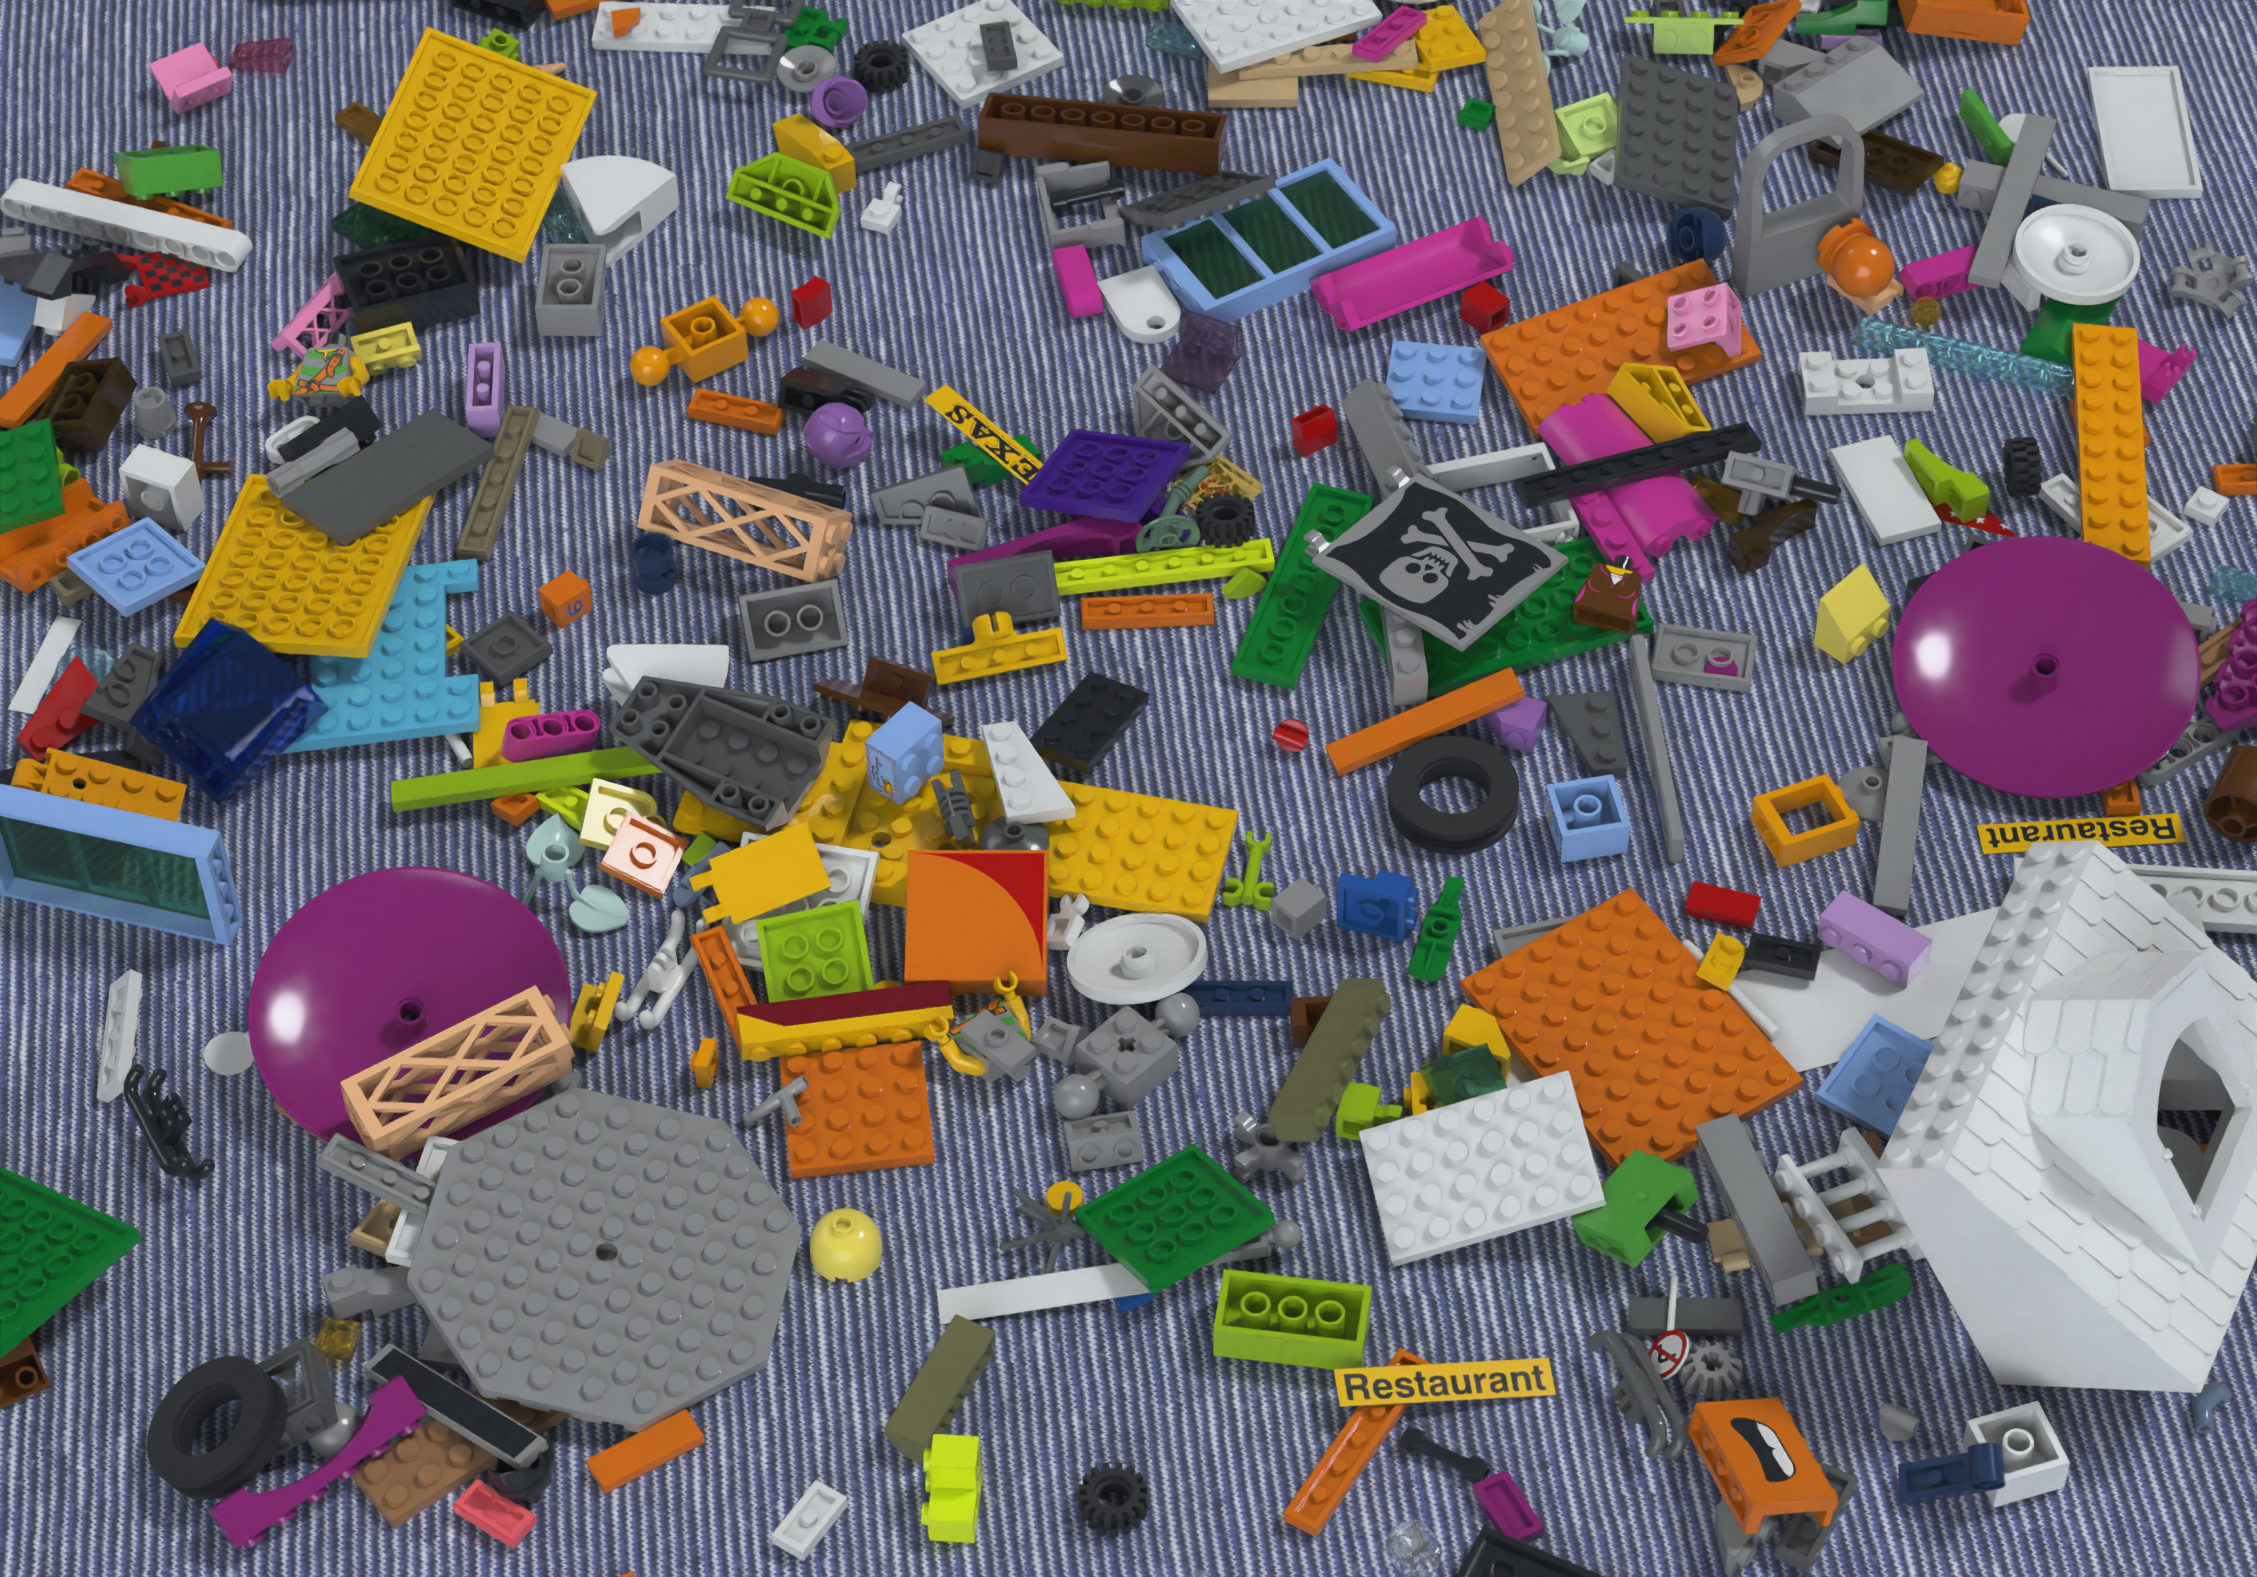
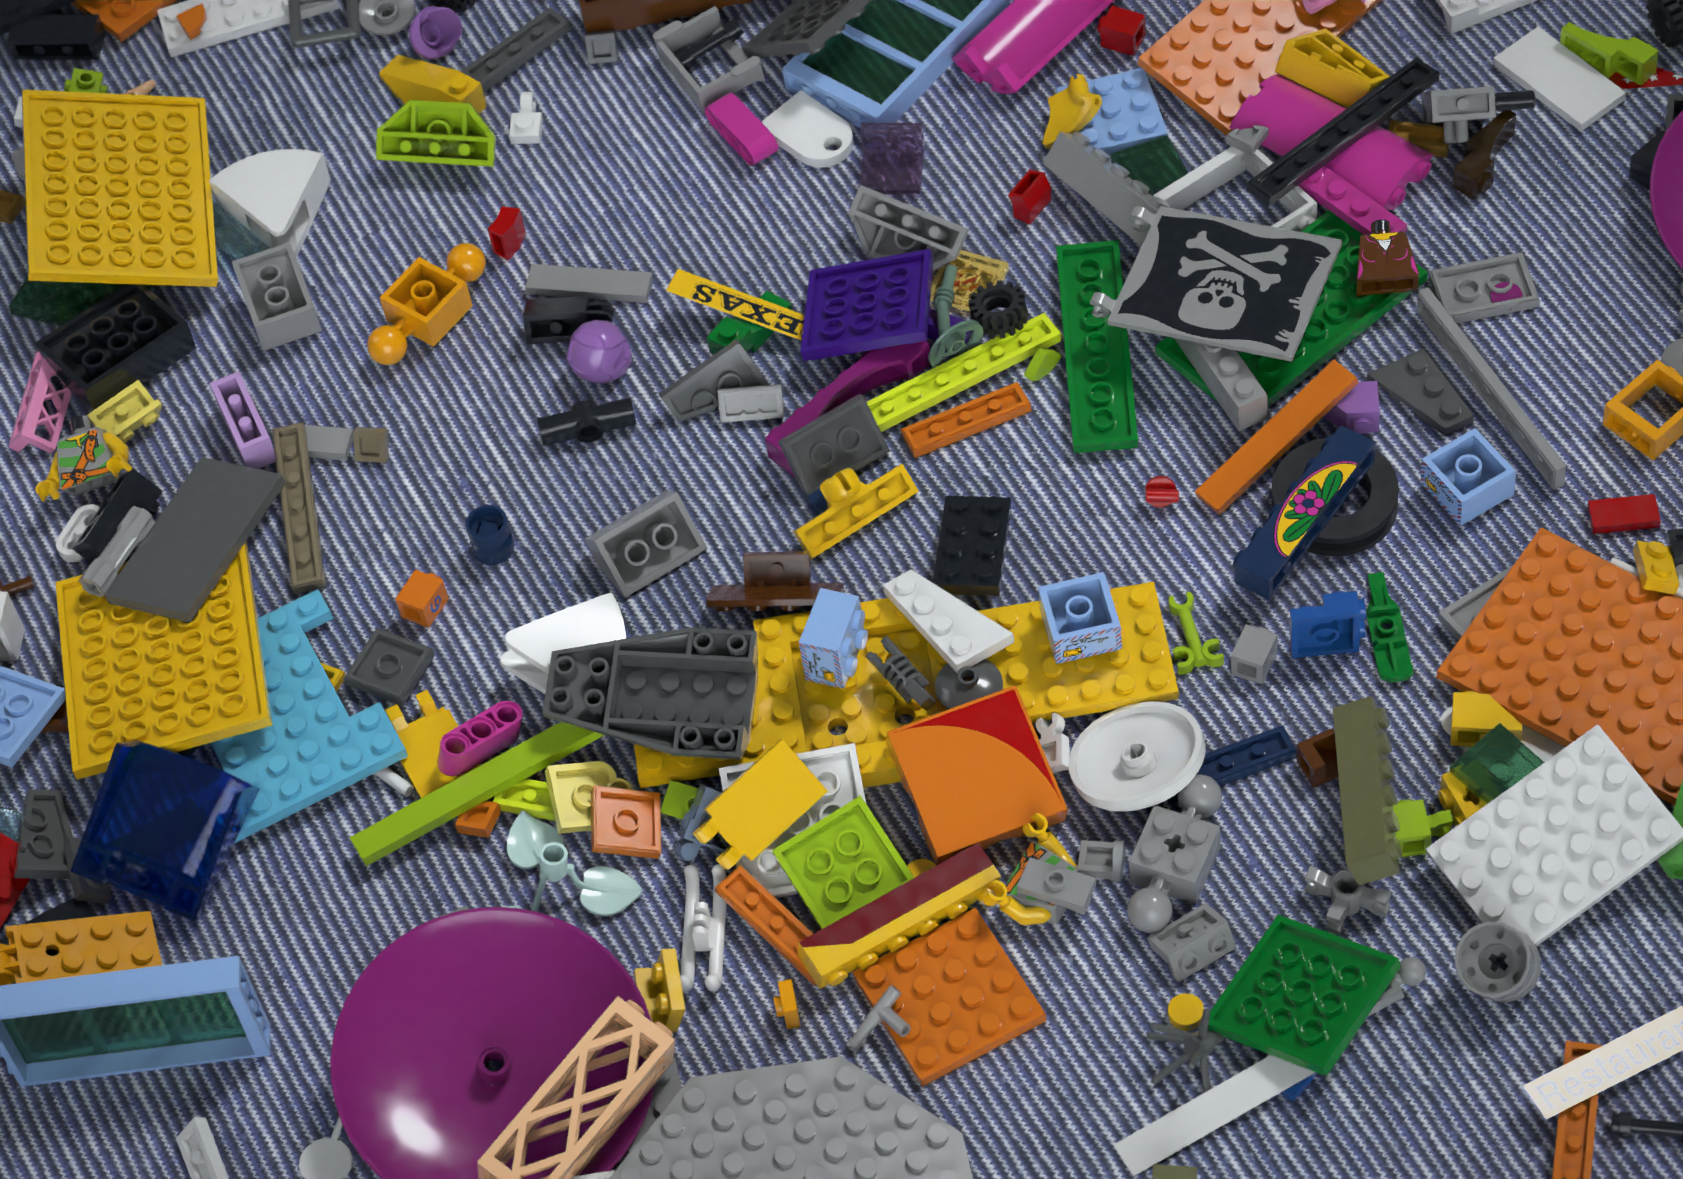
camera: 15 degrees left, 5 degrees up
(666, 490) = (581, 441): light nougat piece -> none
(736, 412) = (487, 360): orange tile -> none
(845, 1245) = (1009, 1134): light yellow cylinder -> none
(1143, 814) = (1080, 618): none -> light blue brick
(1292, 1320) = (1459, 1052): lime brick -> none
(1360, 1236) = (1477, 966): none -> light grey wheel
(1396, 361) = (1071, 109): none -> yellow arm
(1408, 794) = (1304, 512): none -> dark blue brick
(1444, 438) = (1152, 163): none -> clear green tile
(1544, 444) = (1247, 139): none -> light grey tile
(1851, 616) = (1600, 207): light yellow slope -> none

